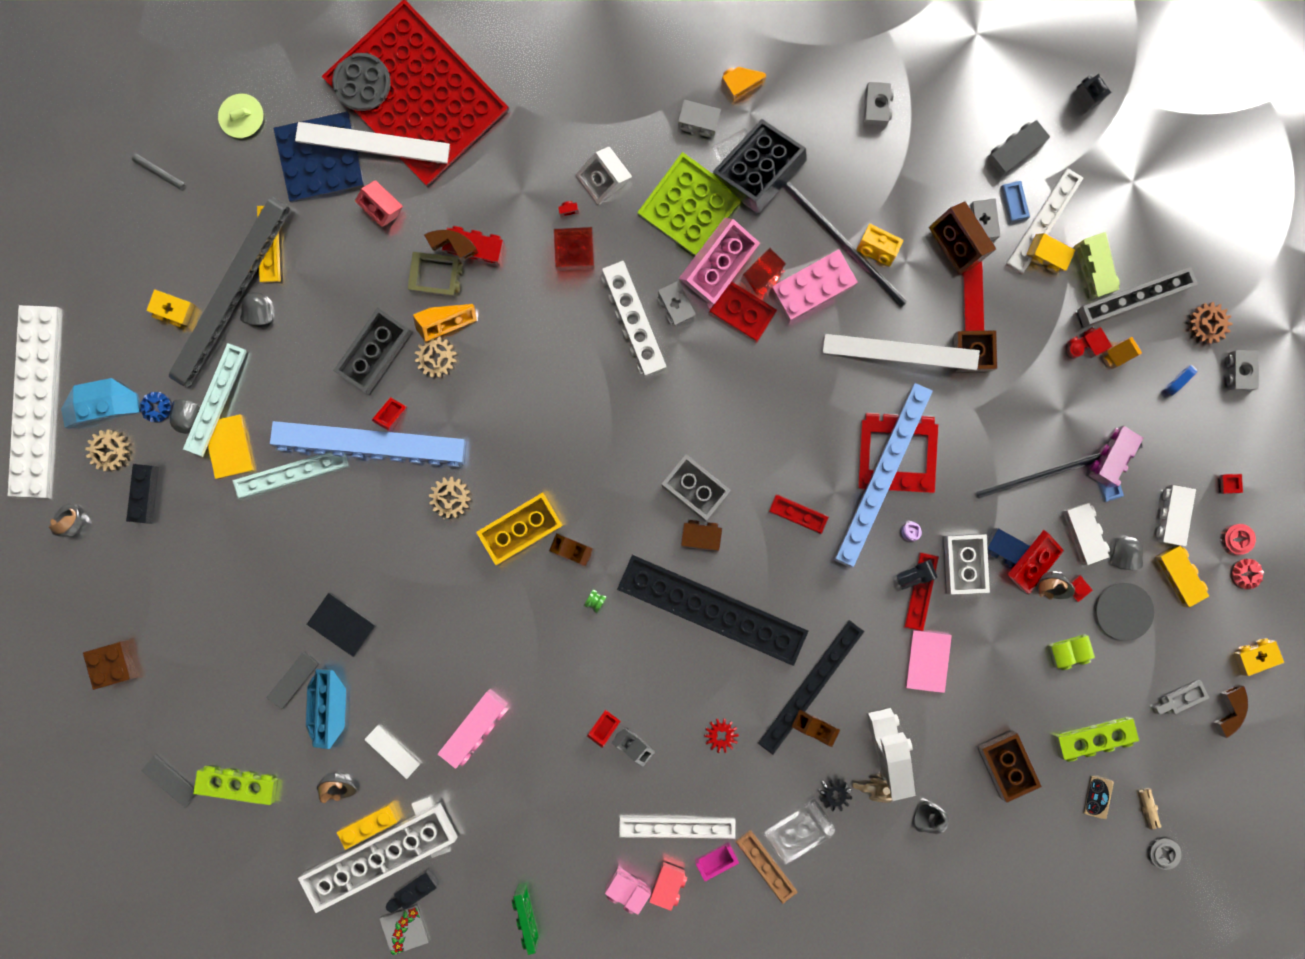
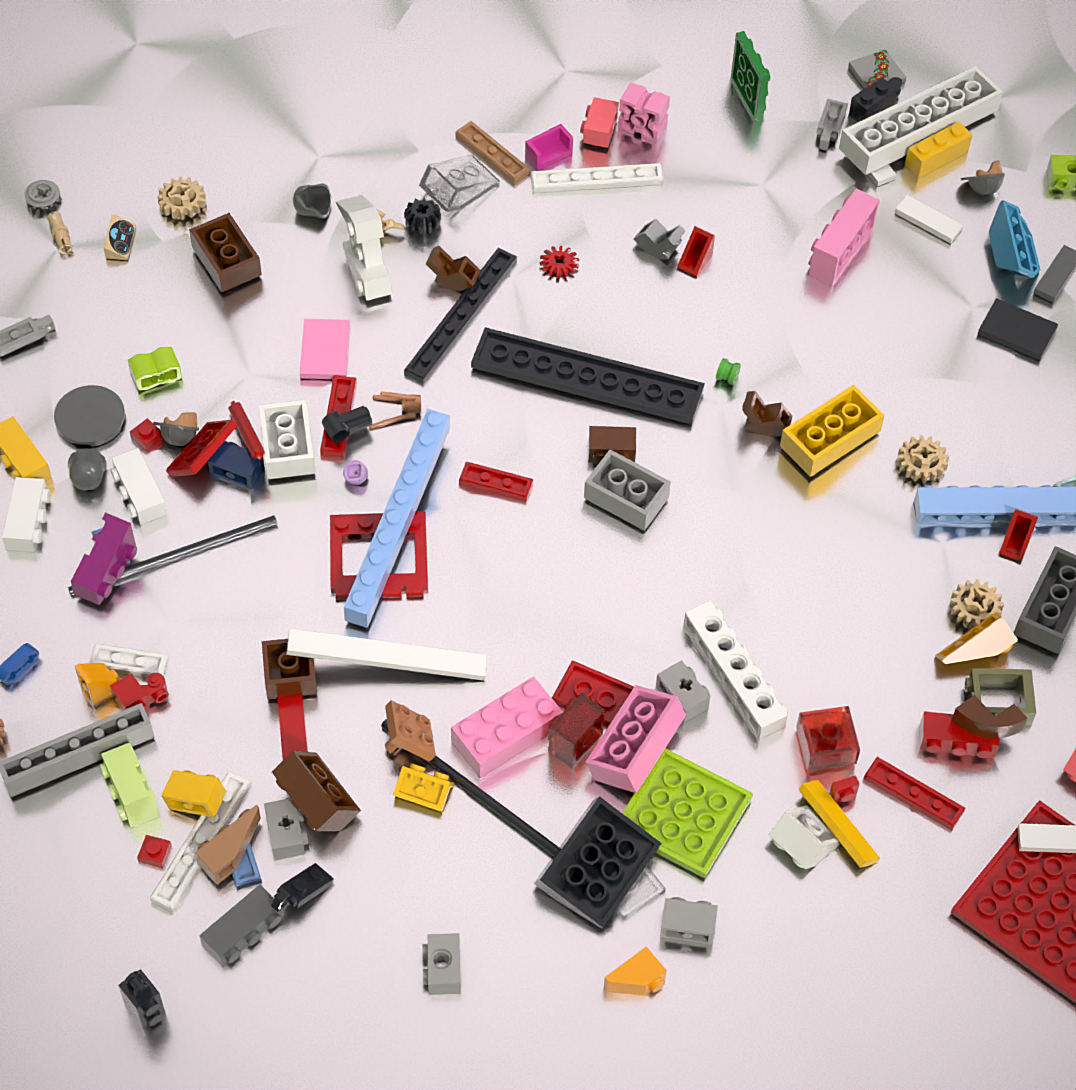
camera: 175 degrees right, 30 degrees down
(458, 871) = (831, 122): none -> light grey hinge
(516, 205) = (914, 793): none -> red tile
(577, 183) = (839, 823): none -> yellow tile
(862, 595) = (410, 403): none -> nougat plant
(888, 284) = (409, 731): none -> nougat plate
(974, 169) = (302, 887): none -> black hinge
(999, 575) = (246, 430): none -> red axle
(1028, 201) = (225, 851): none -> medium nougat slope
(1052, 833) = (181, 197): none -> tan gear
(1066, 740) = (123, 289): lime brick -> none
(1079, 216) = (154, 851): none -> red plate
(1095, 376) = (129, 660): none -> white tile

